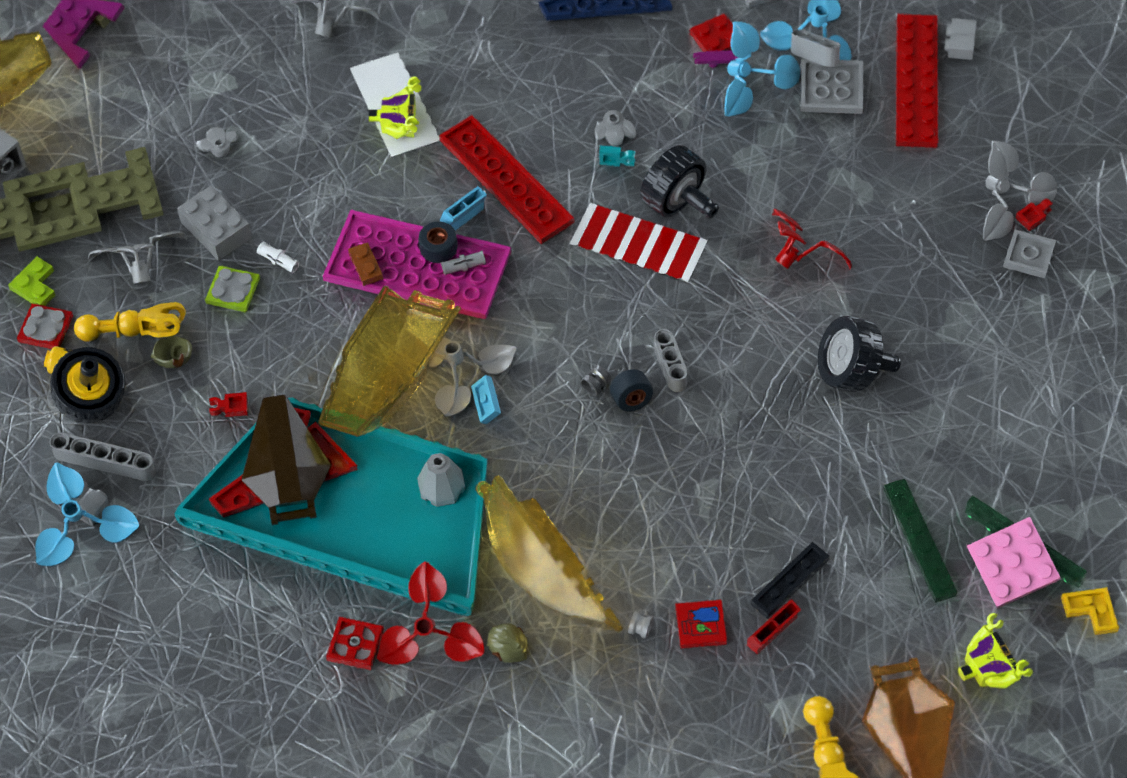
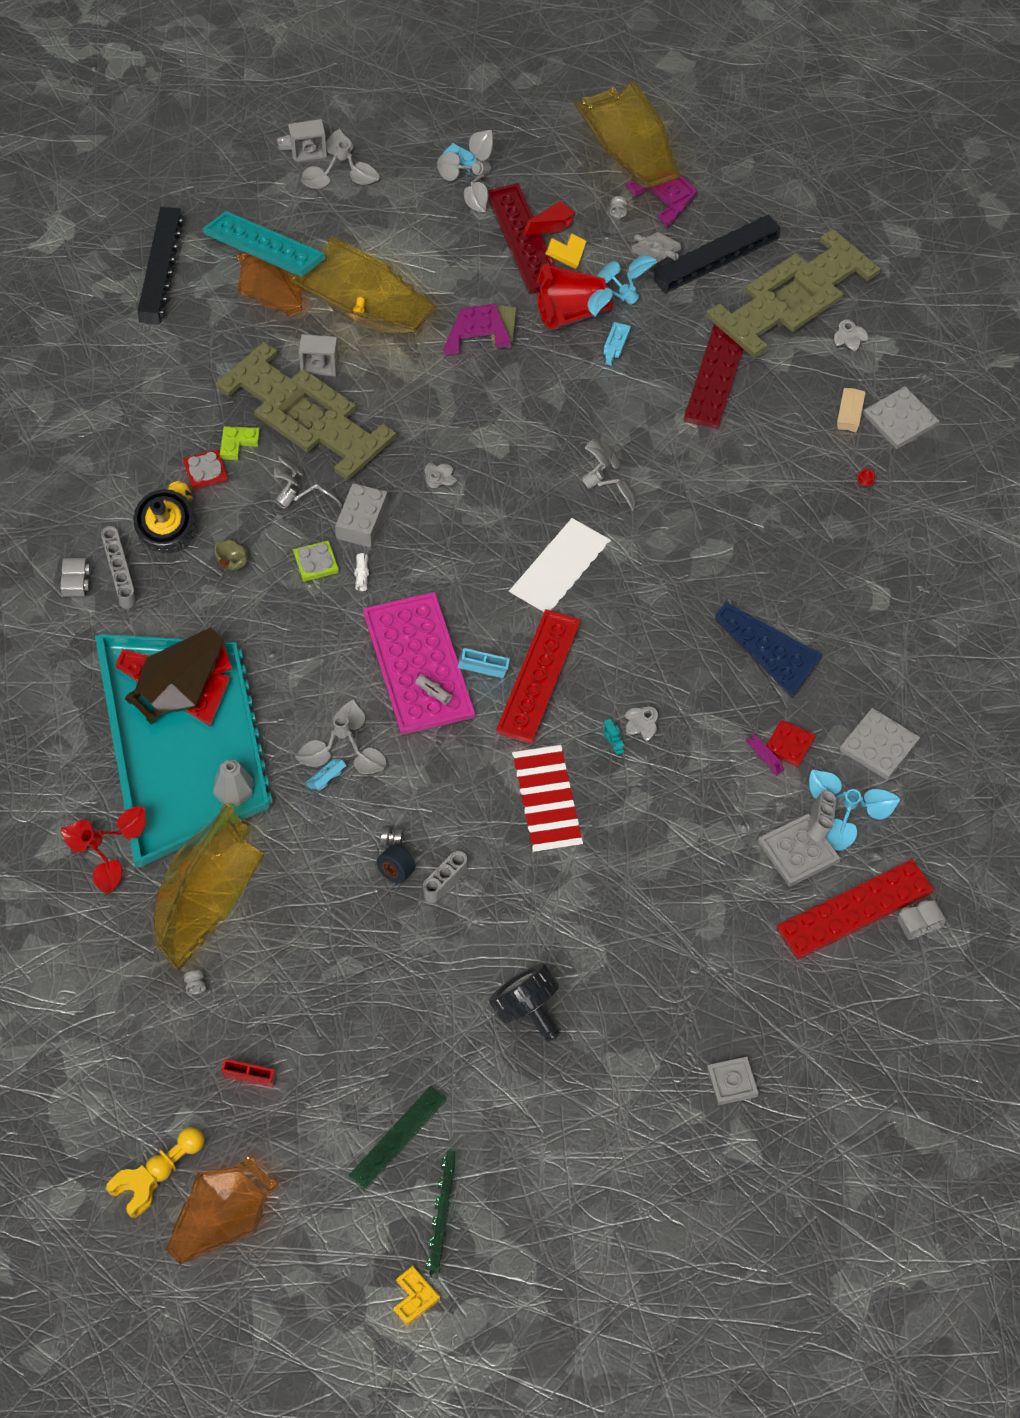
camera: 55 degrees right, 0 degrees up
(62, 485) = (29, 581): medium azure plant -> none
(130, 323) = (245, 526): yellow piece -> none
(233, 405) = (213, 618): red plate -> none
(355, 643) = (65, 807): red piece -> none
(365, 264) = (390, 628): dark orange plate -> none
(386, 360) = (302, 687): clear yellow windscreen -> none
(398, 112) = (546, 571): neon yellow torso -> none
(437, 242) = (439, 662): black wheel -> none
(508, 643) = (126, 904): olive hair -> none
(676, 182) = (605, 787): black wheel -> none
(701, 624) = (224, 1023): red tile -> none
(743, 42) = (768, 757): medium azure plant -> none
(789, 252) = (603, 903): red plant -> none
(789, 580) = (300, 1063): black plate -> none
(991, 660) = (315, 1240): neon yellow torso -> none
(1001, 162) = (790, 1008): light grey plant -> none
(1013, 562) = (413, 1213): bright pink plate -> none
(1034, 215) = (774, 1064): red plate -> none

